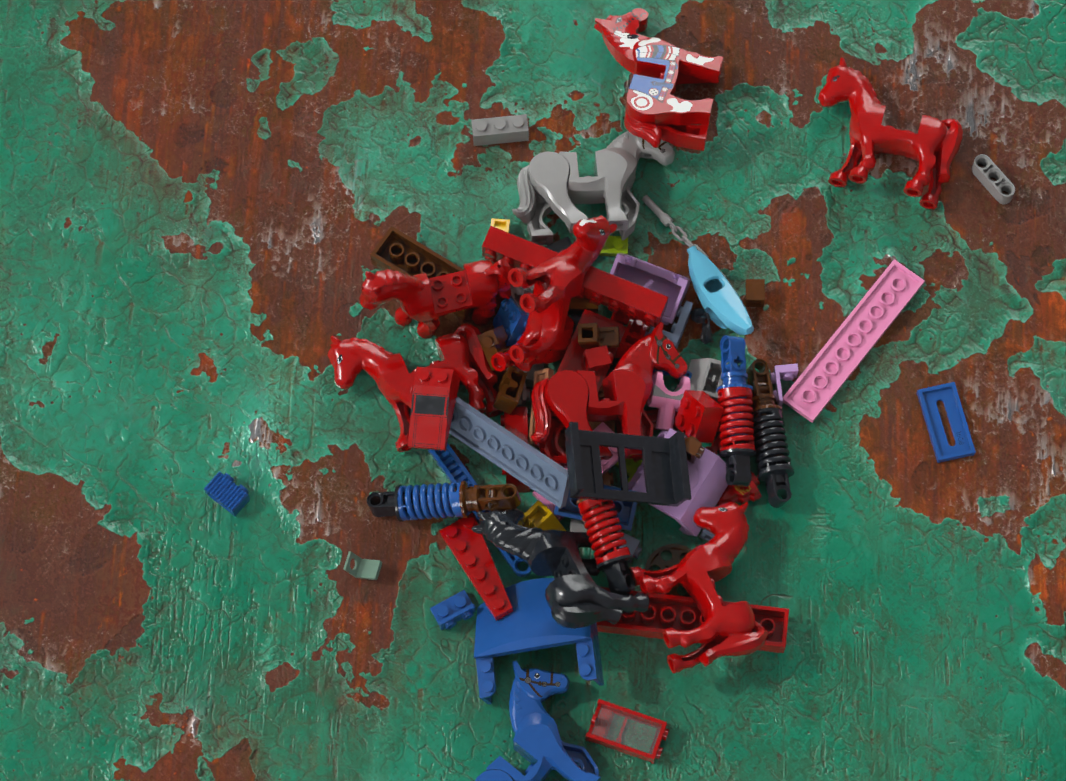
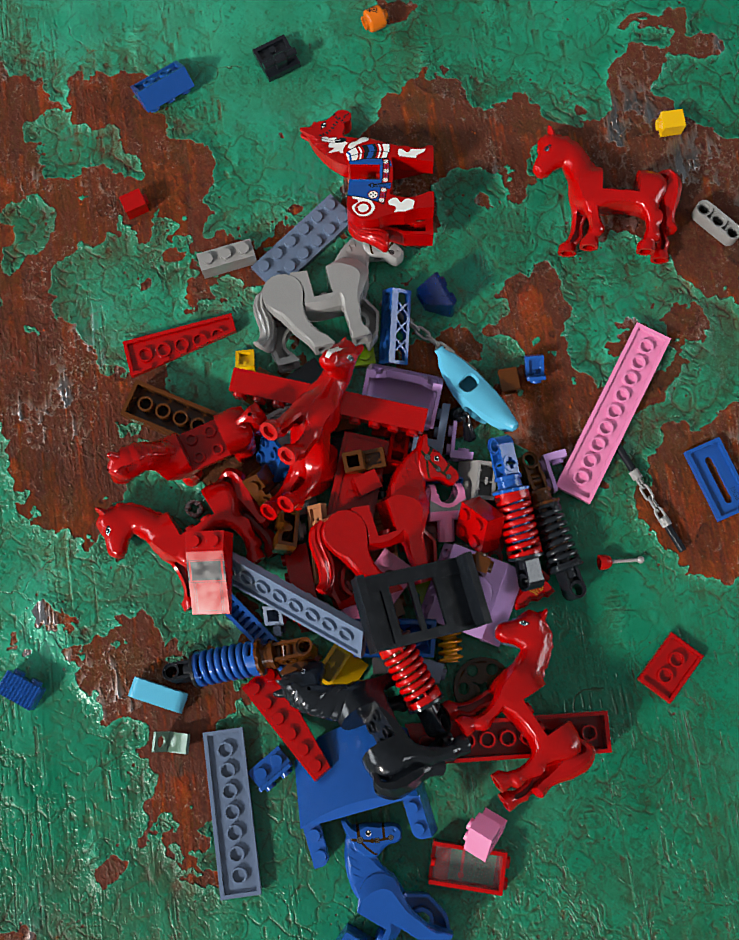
camera: 10 degrees left, 10 degrees up
(357, 522) = (158, 694): none -> medium azure beam
(408, 642) = (232, 813): none -> sand blue plate
(419, 63) = (135, 203): none -> red brick
(425, 202) = (166, 346): none -> red wing
(427, 355) = (199, 511): none -> light grey bush
(485, 468) = (274, 618): none -> sand blue brick
(580, 126) = (304, 241): none -> sand blue plate
(647, 219) = (390, 326): none -> blue fence
(647, 525) = (450, 648): none -> light orange piece
(647, 697) = (483, 833): none -> bright pink brick
(691, 352) = (461, 454): none -> lavender bracket
(698, 201) = (436, 297): none -> clear blue slope
(783, 285) = (534, 368): none -> blue bracket
(818, 478) = (605, 562): none -> hinge
(861, 588) = (670, 667): none -> red tile
(884, 450) = (664, 521): none -> piece
(966, 76) = (670, 123): none -> yellow brick

